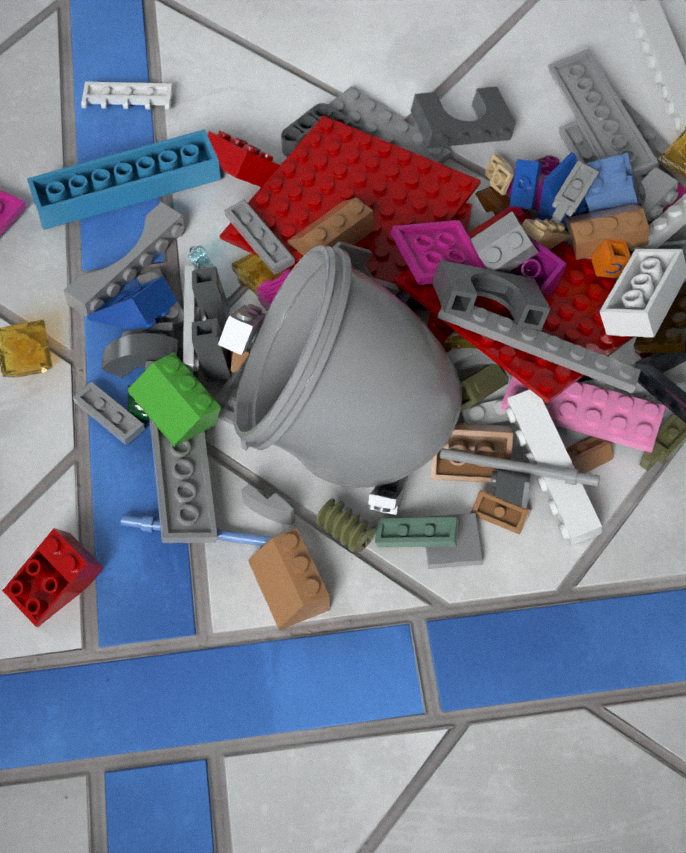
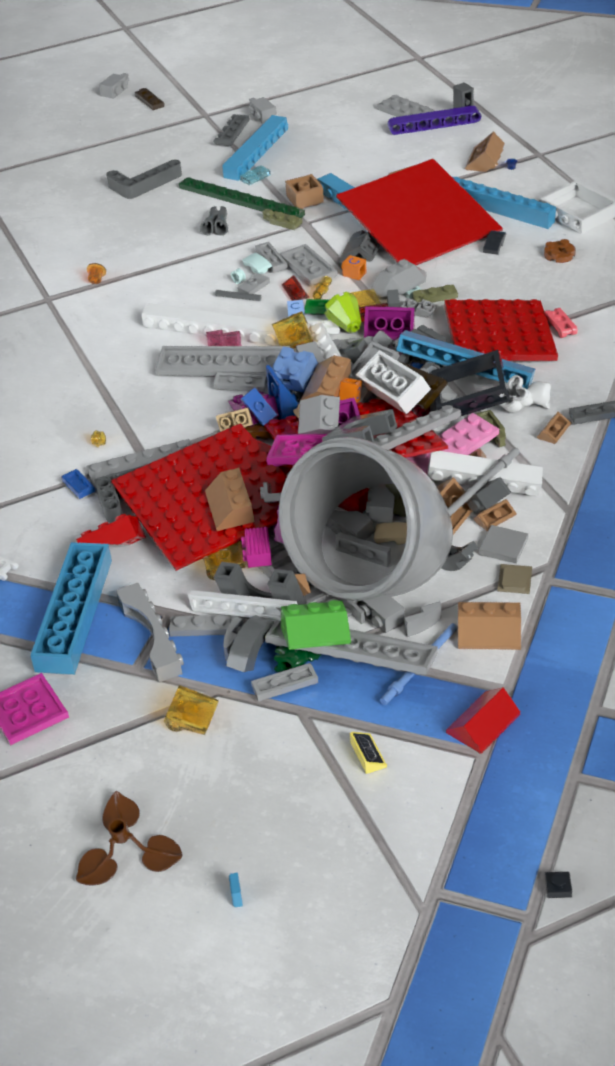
camera: 60 degrees left, 15 degrees down
(37, 530) = (367, 752): none -> slope
(52, 577) = (410, 752): red slope -> none
(136, 306) = (205, 631): blue slope -> none
(137, 634) = (485, 720): none -> red slope
(200, 258) = (189, 583): clear light blue plate -> none
(241, 328) = (290, 559): arch -> none
(258, 466) = (383, 612): none -> light grey slope
(259, 237) = (199, 542): light grey tile -> none
(320, 91) = (78, 483): none -> blue plate
(344, 526) = (466, 582): olive piece -> none
(397, 577) = (514, 579): none -> dark tan piece
(404, 78) = (98, 438): none -> clear yellow plate
(417, 532) = (492, 552): sand green plate -> none
(443, 130) = (181, 415): dark grey arch -> none
(573, 191) = (292, 380): light grey hinge -> none
(648, 100) = (218, 338): none -> clear pink slope

